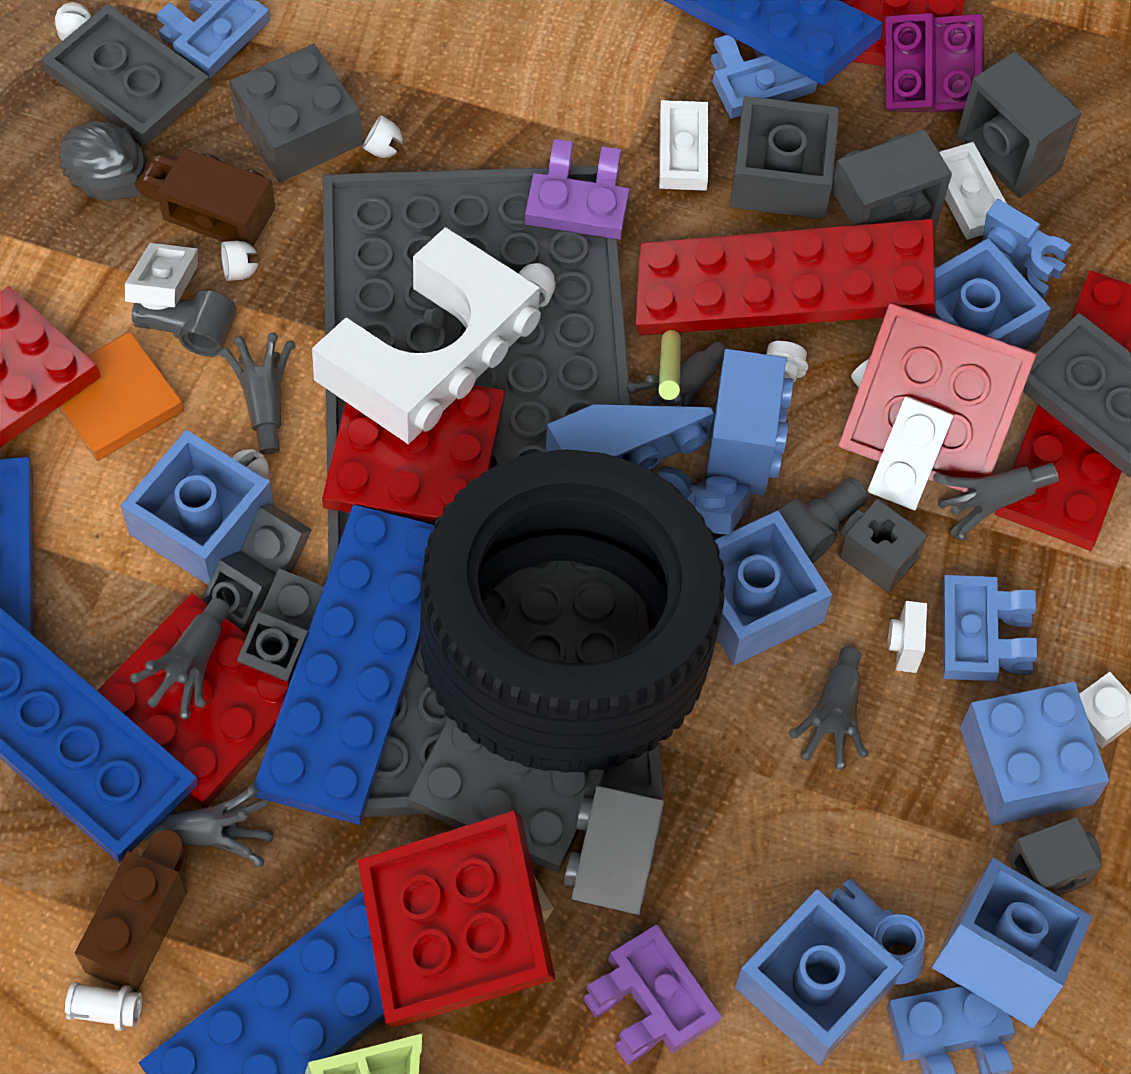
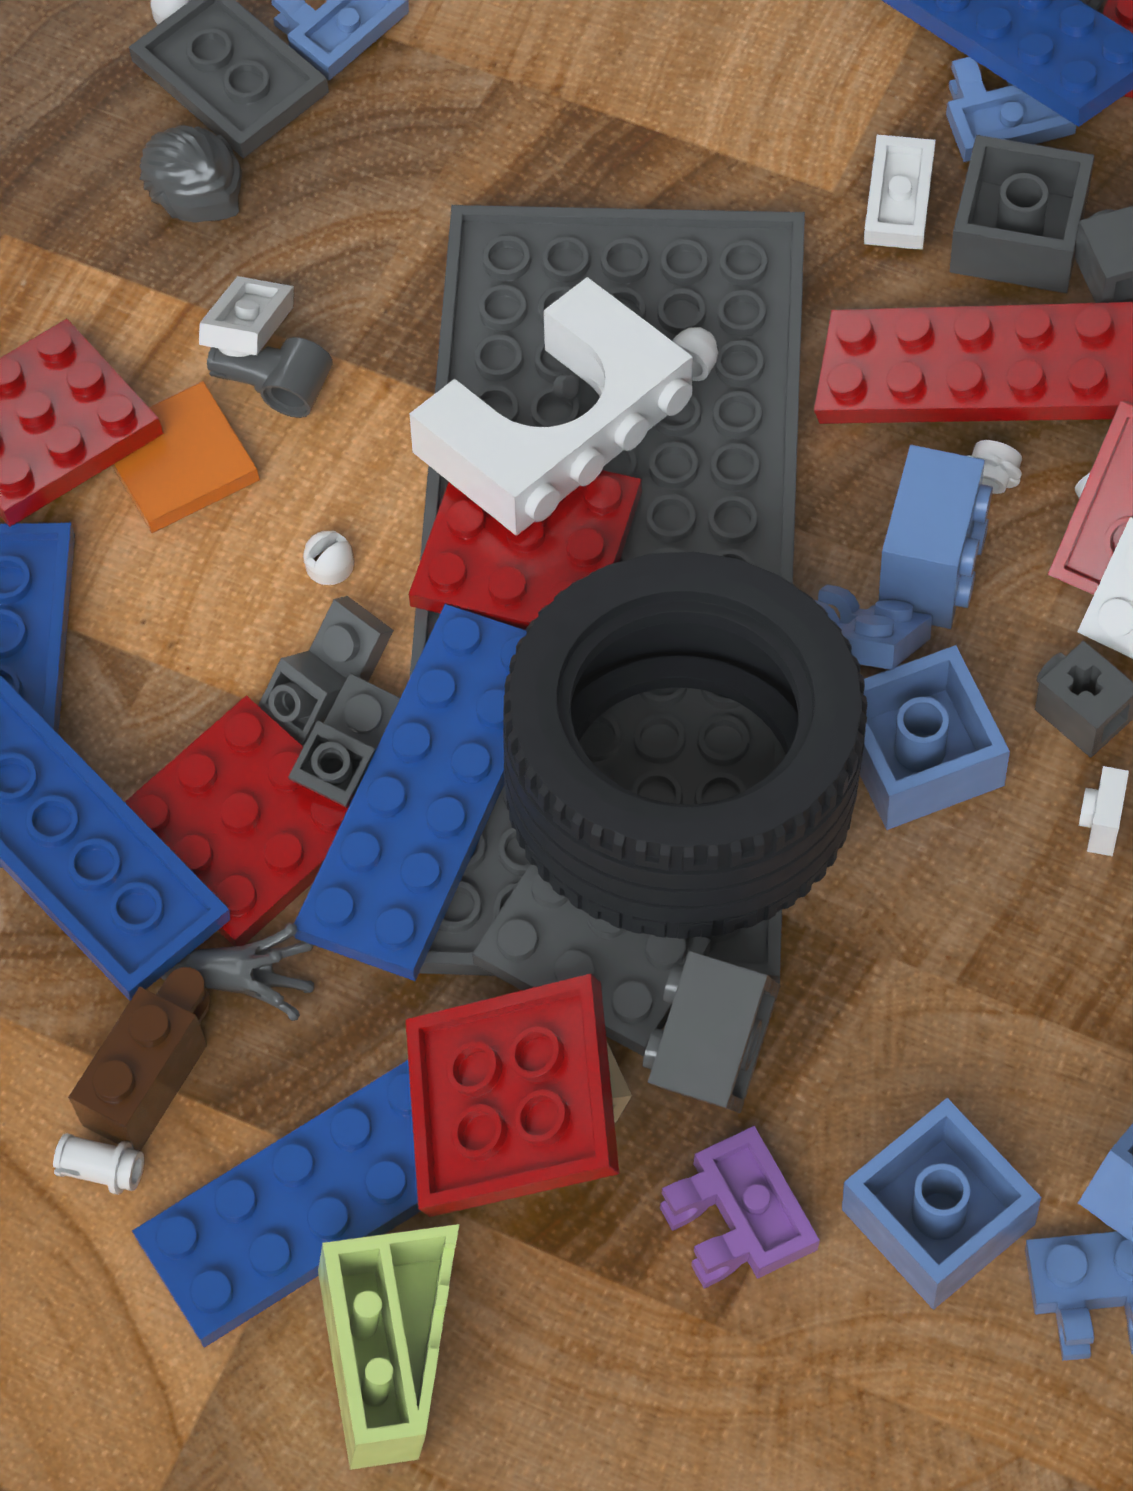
camera: 15 degrees right, 0 degrees up
(188, 657) = (232, 769): dark grey piece -> none
(195, 506) = (259, 592): medium blue brick -> none
(209, 195) = (314, 224): reddish brown brick -> none
(235, 260) = (337, 303): white hinge -> none
(262, 389) = (353, 459): dark grey piece -> none
(296, 112) = (428, 127): dark grey brick -> none
(380, 136) = (527, 162): white hinge -> none
(578, 204) = (755, 258): medium lavender plate -> none
(632, 431) = (790, 540): medium blue slope -> none
(670, 365) = (846, 460): yellowish green bar -> none
(693, 376) = (857, 489): dark grey piece -> none
(819, 519) = (1007, 665): dark grey pin -> none
(836, 709) = (1005, 891): dark grey piece -> none
(884, 927) = (1030, 1156): medium blue pin -> none

